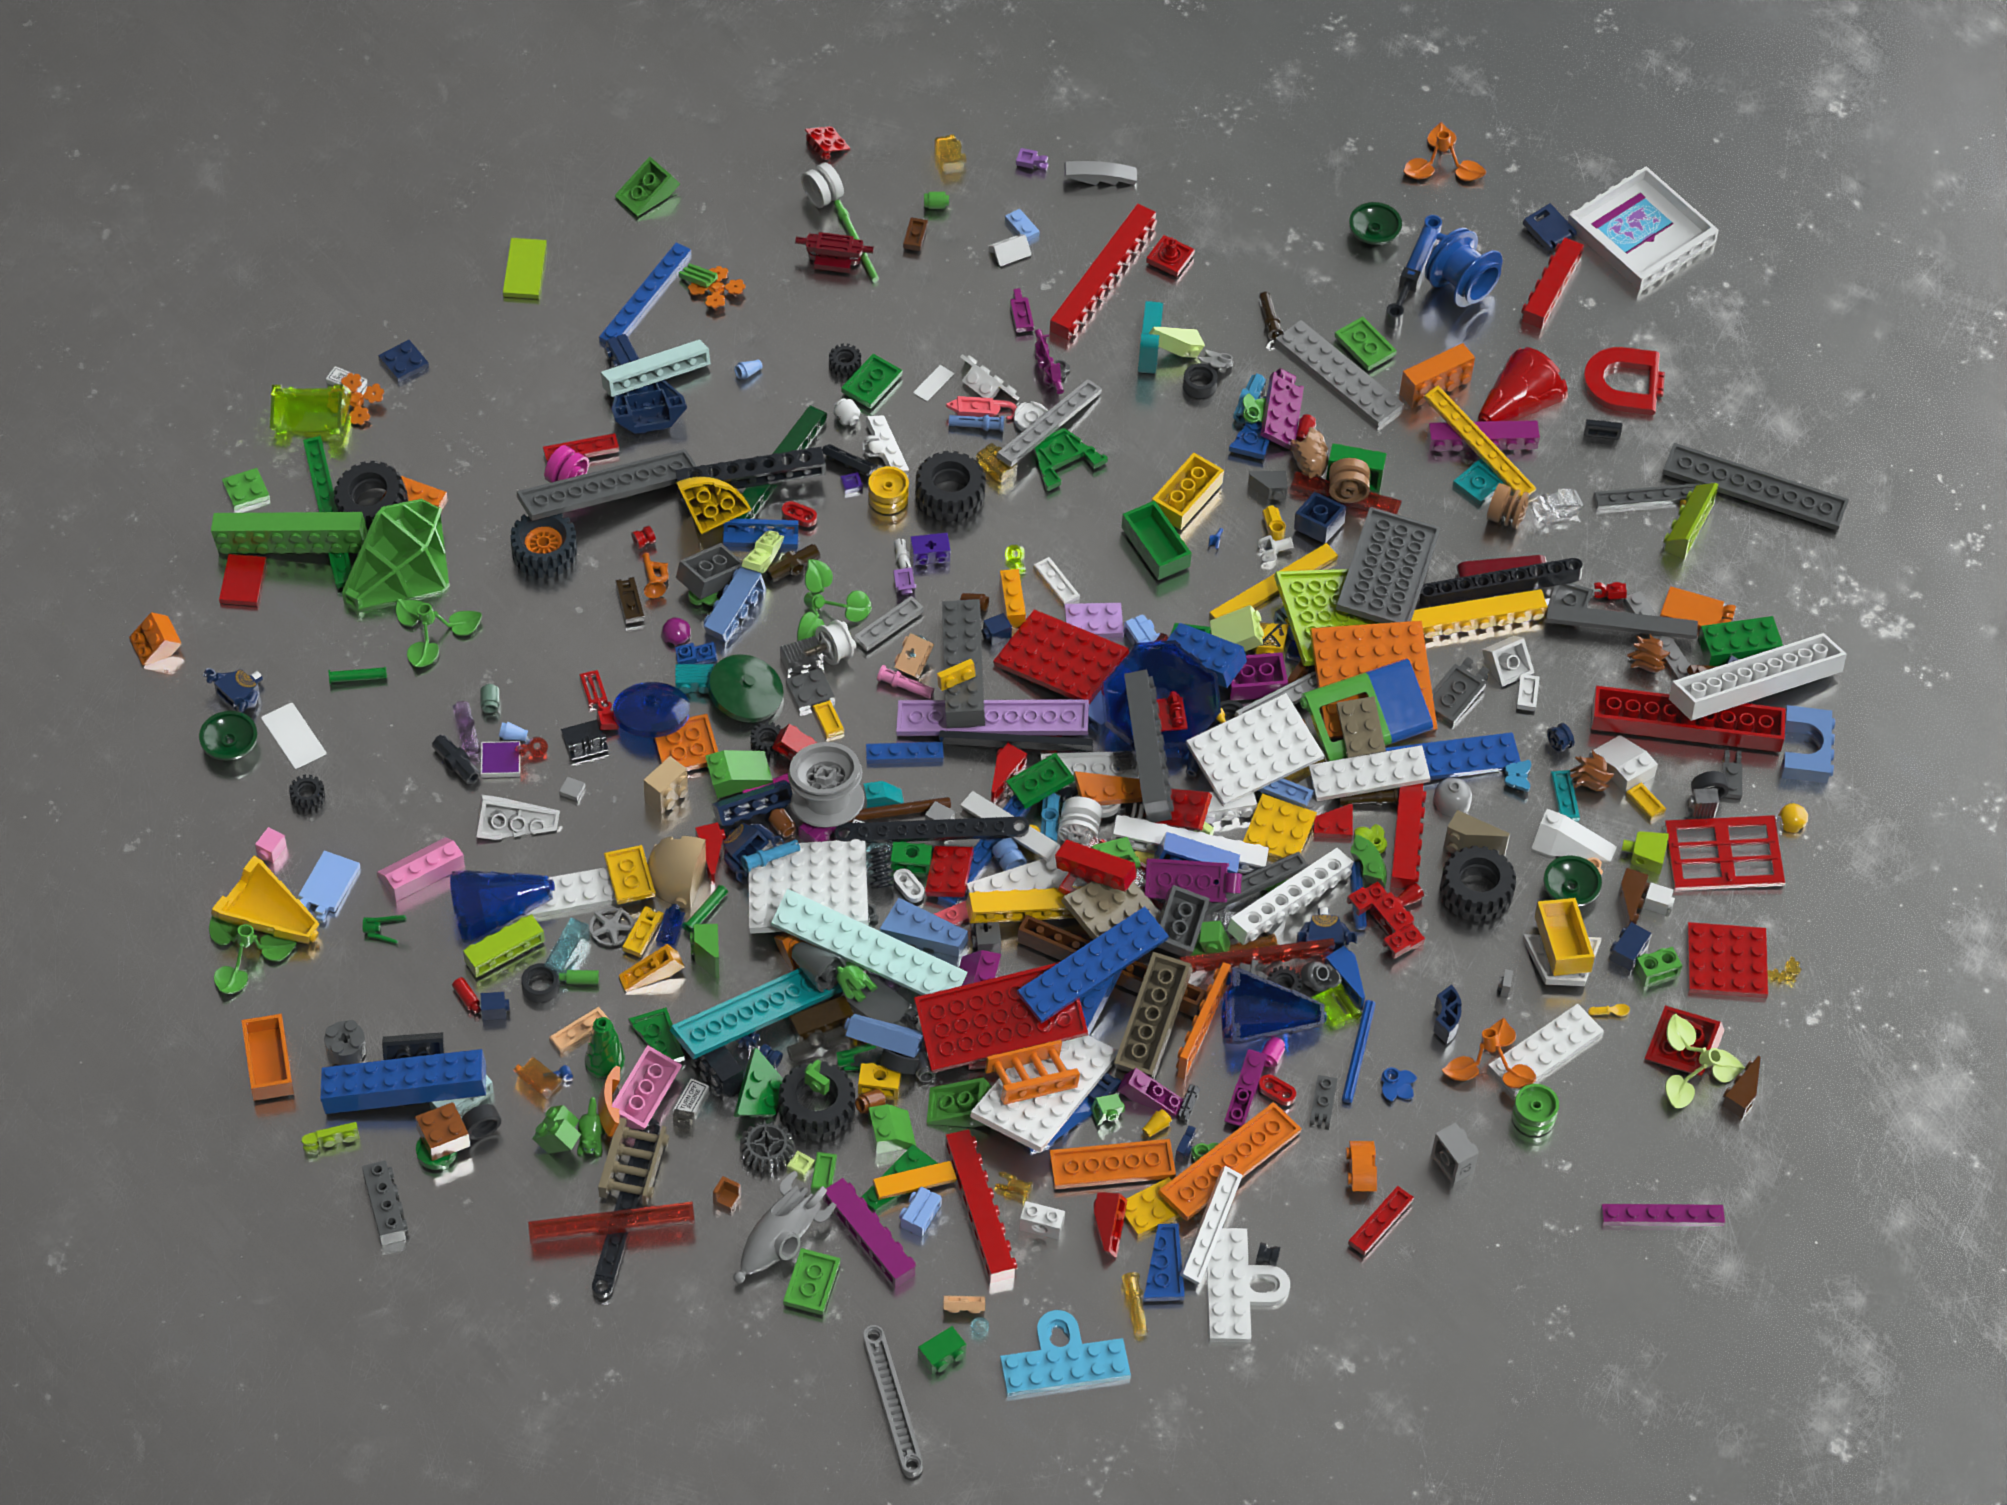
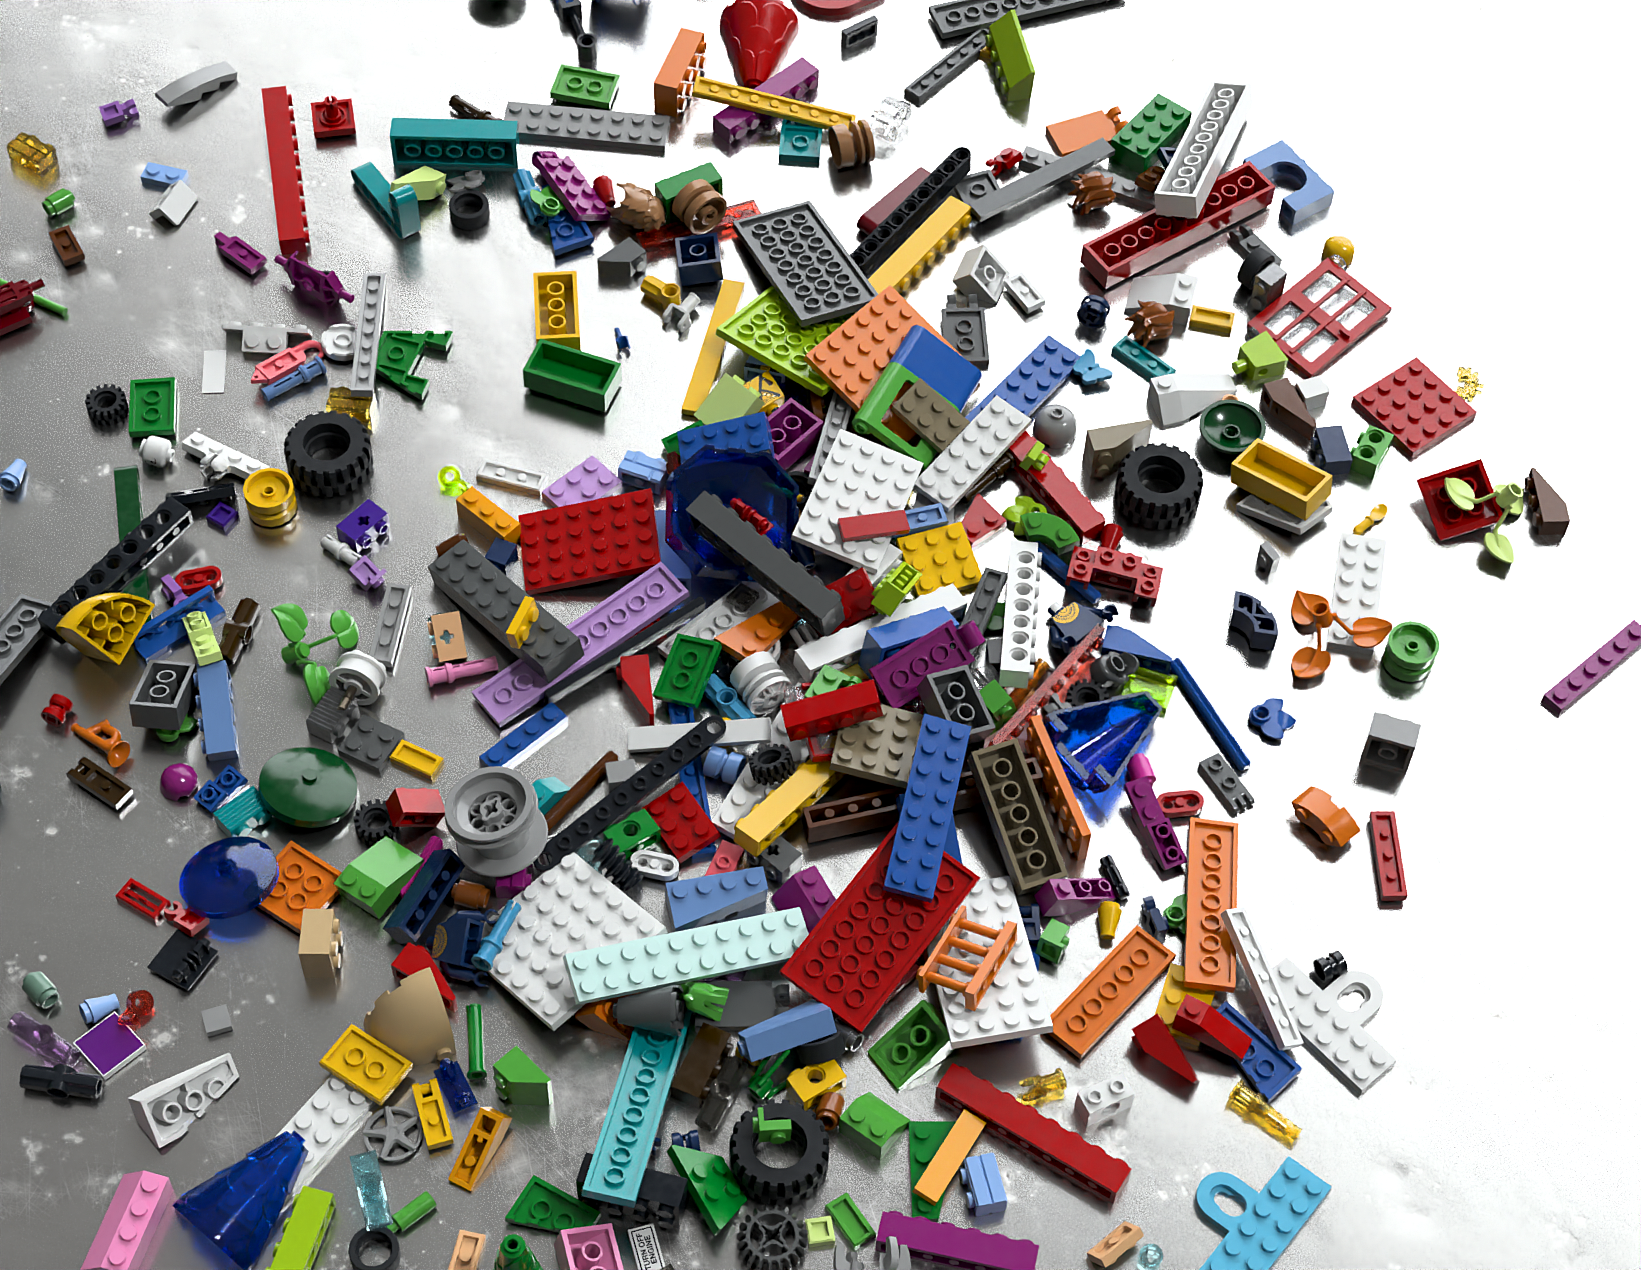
camera: 40 degrees left, 0 degrees up
(775, 509) = (172, 590): none -> medium lavender plate
(1031, 873) = (771, 764): none -> black tyre
(1148, 1229) = (1211, 1028): none -> red slope
(1220, 821) = (894, 588): none -> lime brick
(1231, 326) = (455, 142): none -> teal brick
(1245, 771) = (873, 525): none -> tile
(1406, 804) = (1035, 457): none -> lime tile

